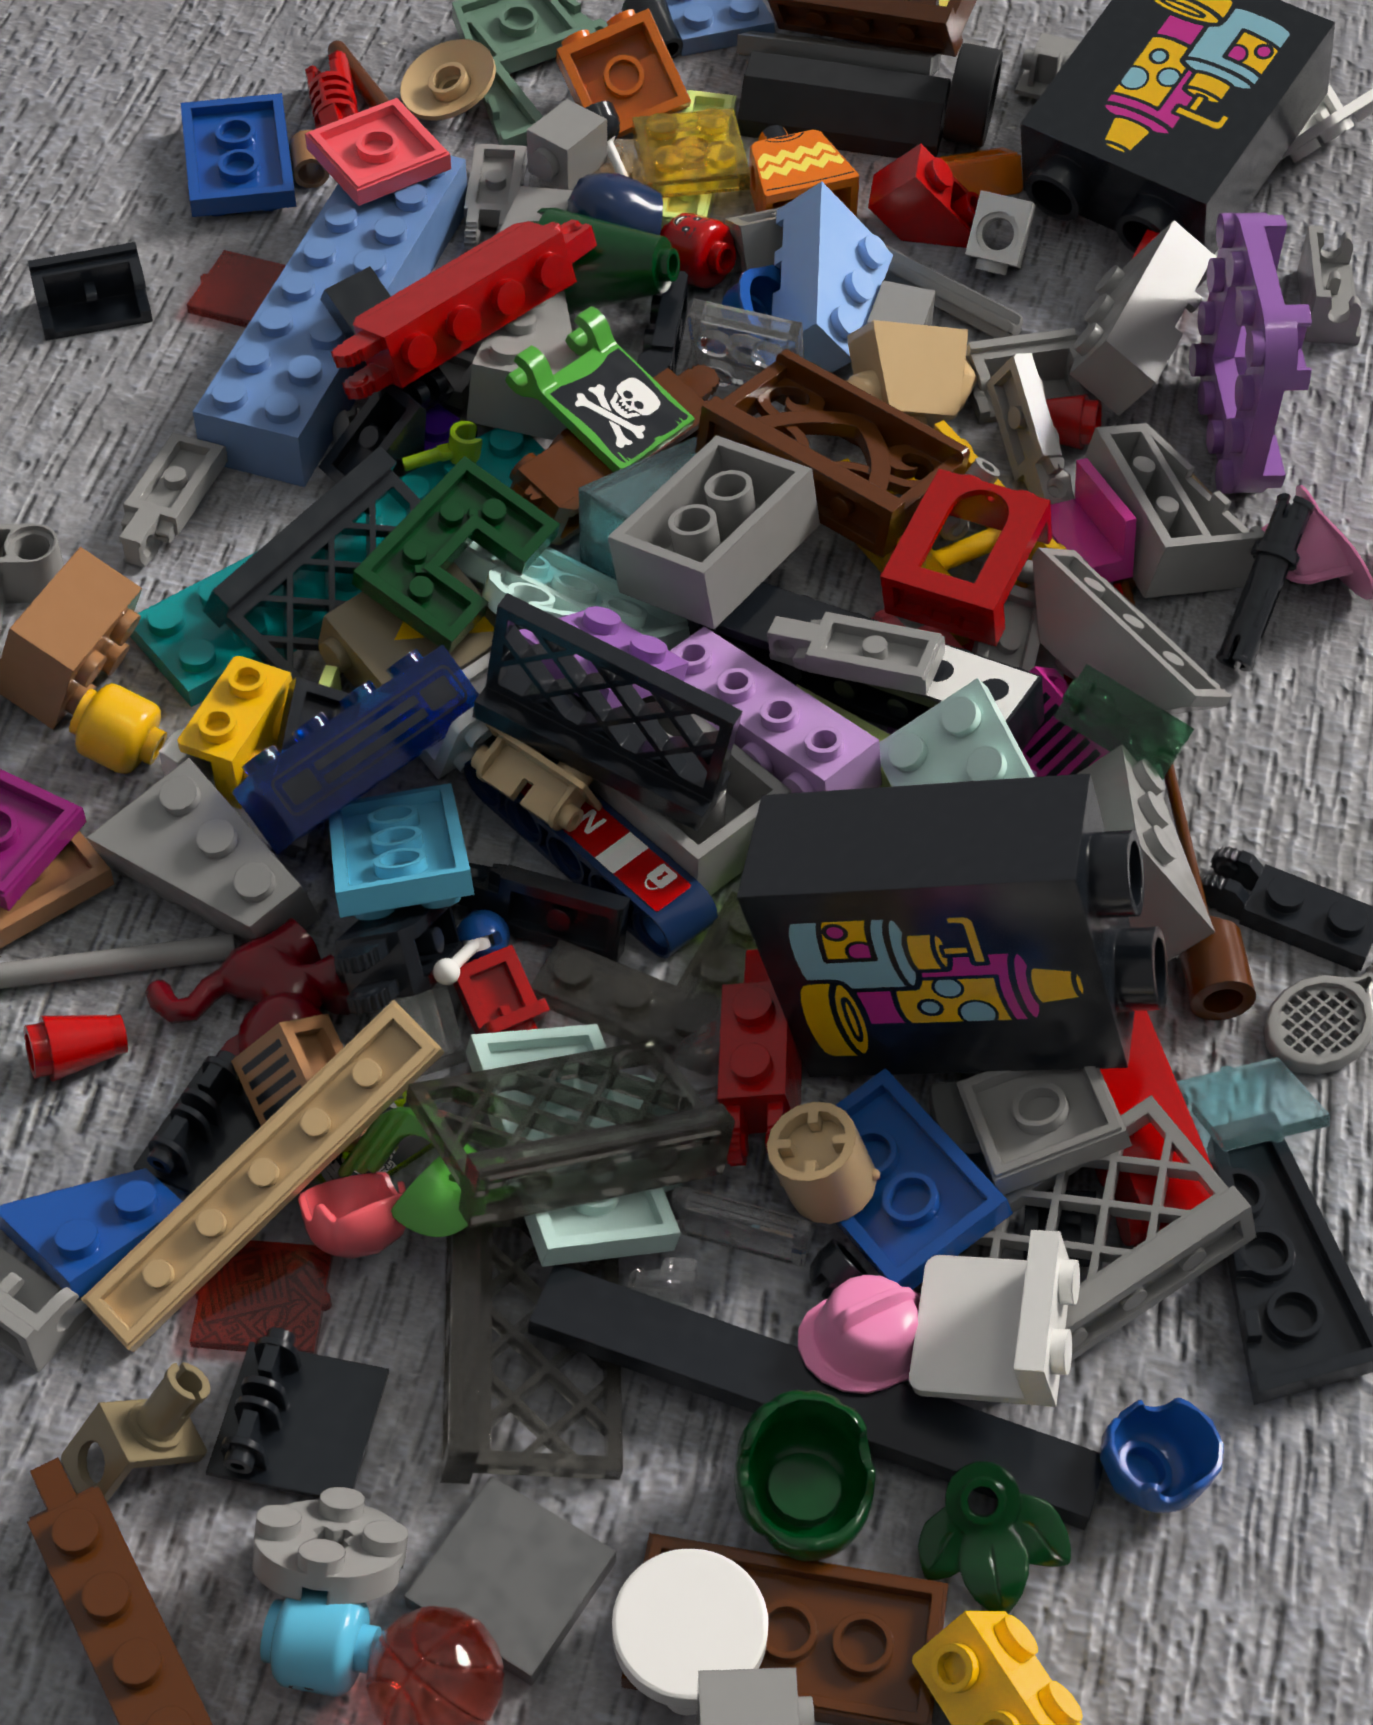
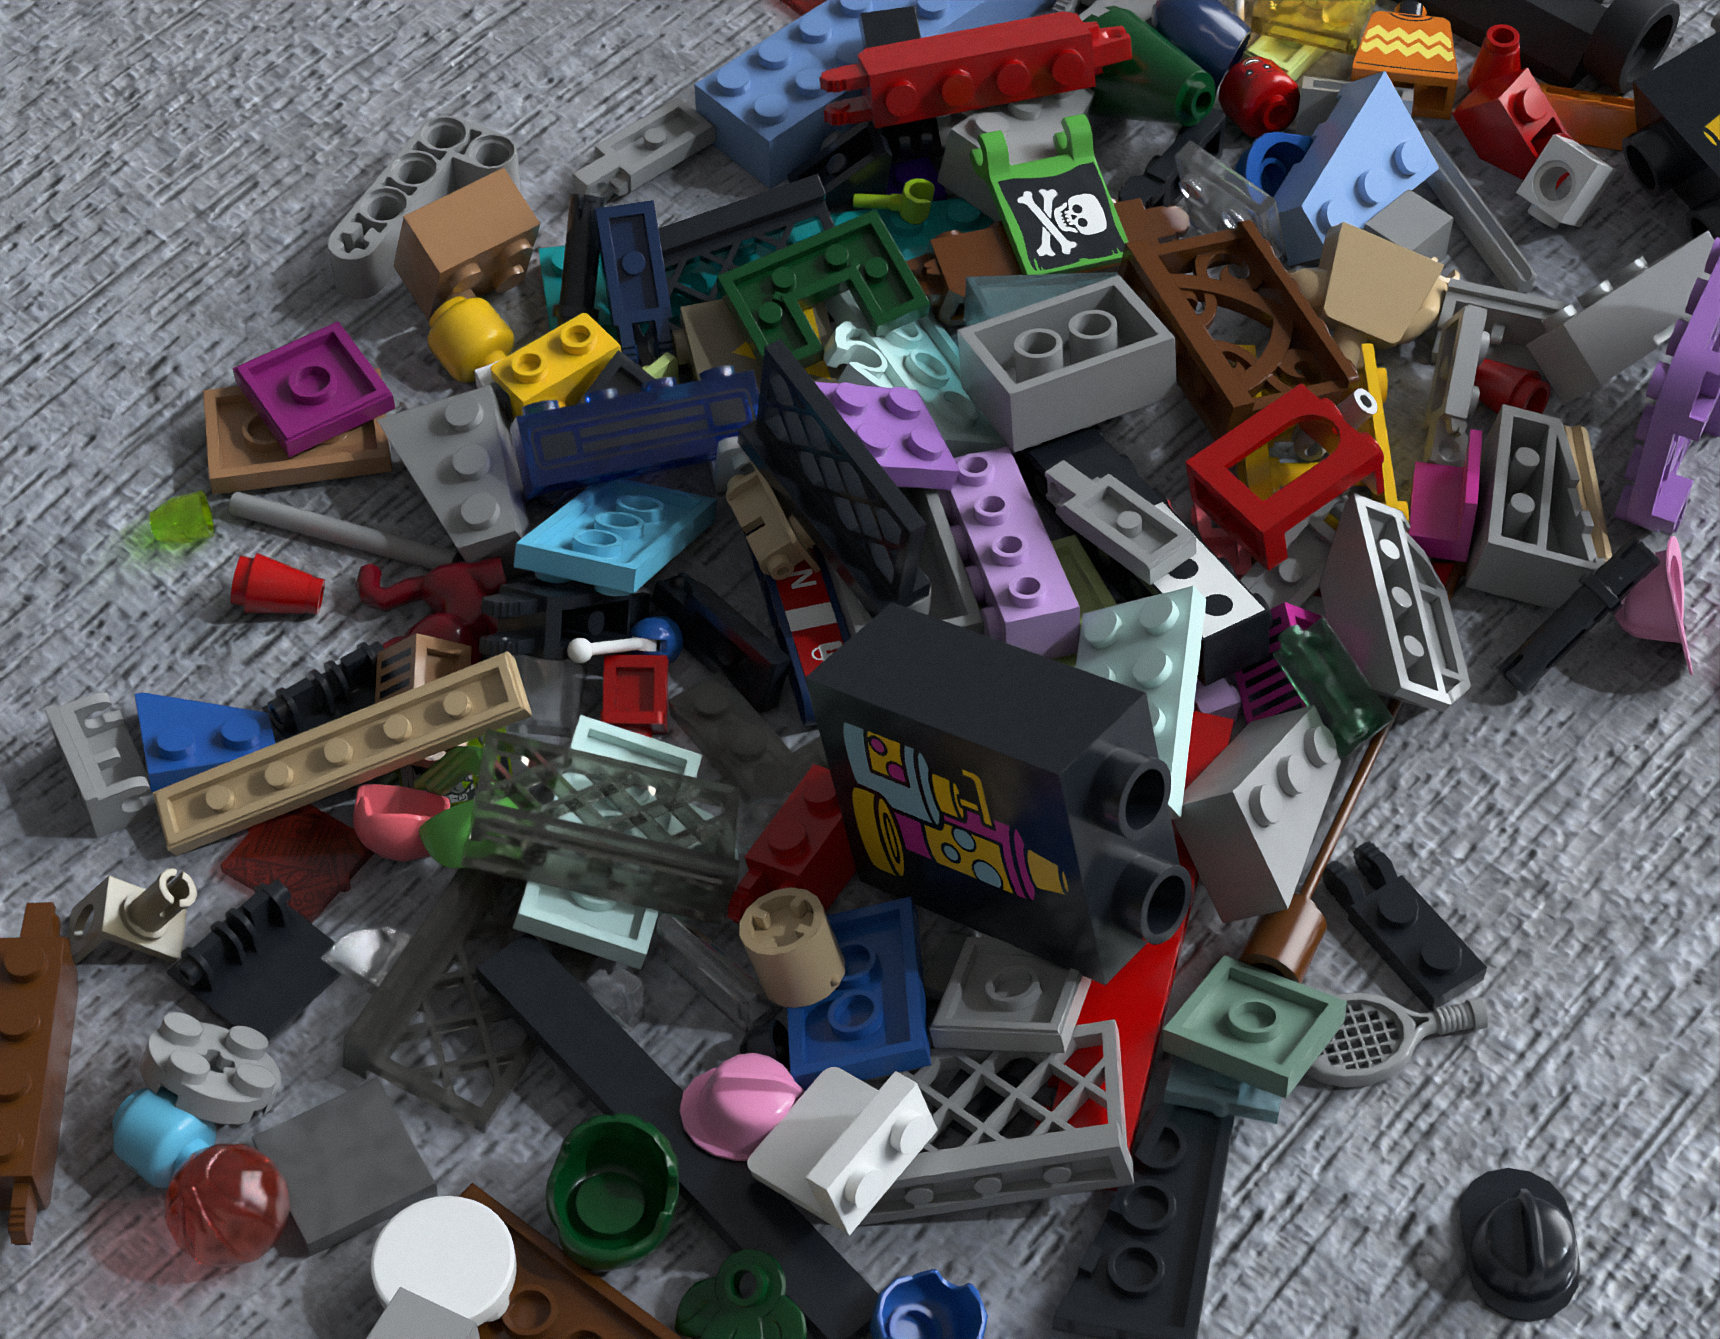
camera: 30 degrees right, 0 degrees up
(197, 613) = (580, 260): none -> black pin
(262, 601) = (634, 274): none -> dark blue hinge
(404, 1361) = (367, 955): none -> clear tile
(875, 150) = (1497, 55): none -> red cone
(1252, 1049) = (1254, 1026): none -> sand green plate

